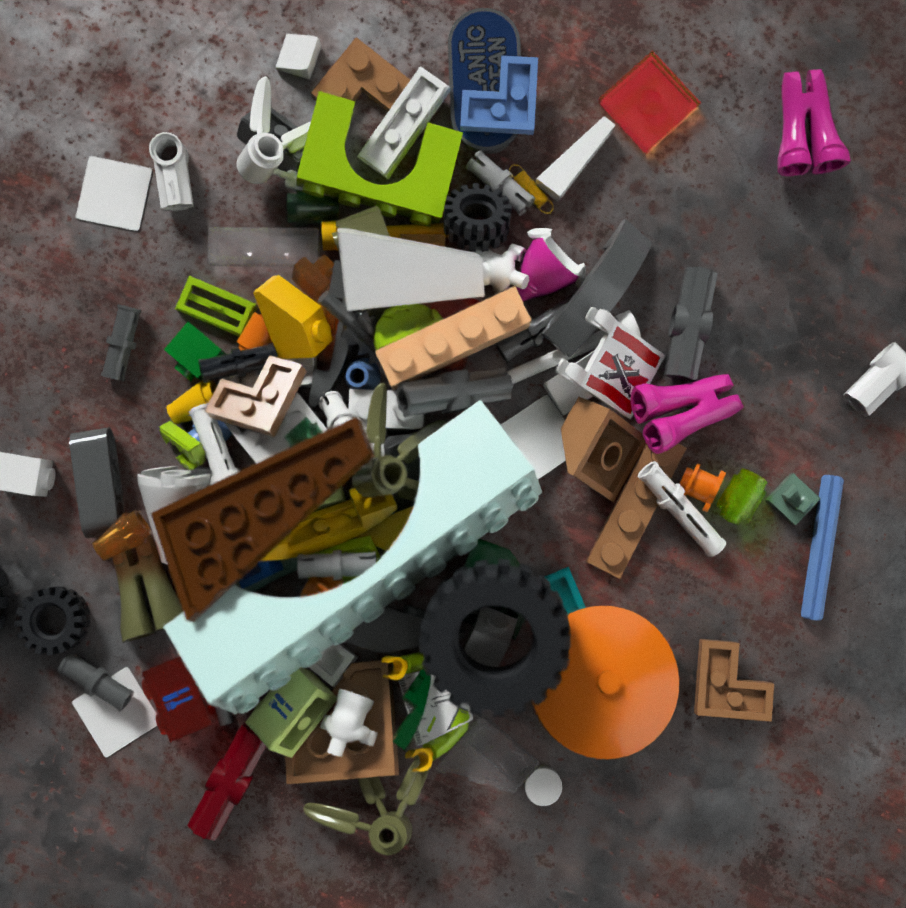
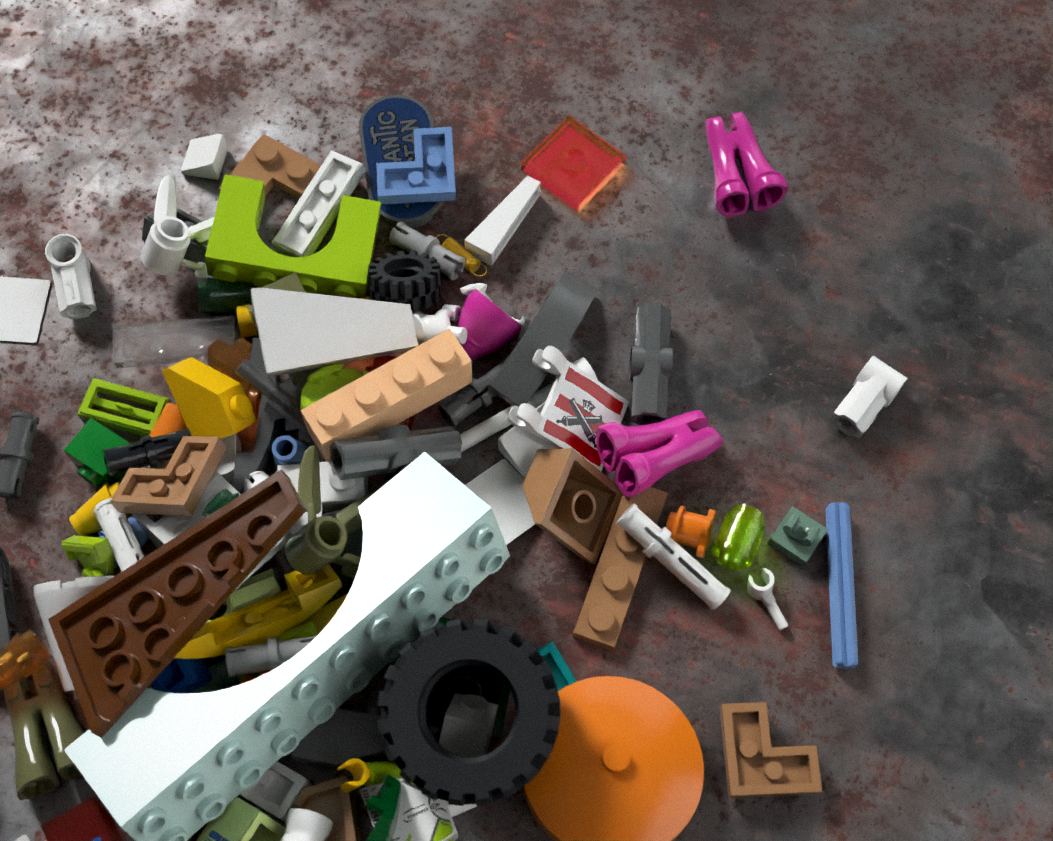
camera: 10 degrees left, 20 degrees down
(756, 551) = (768, 599): none -> white hand

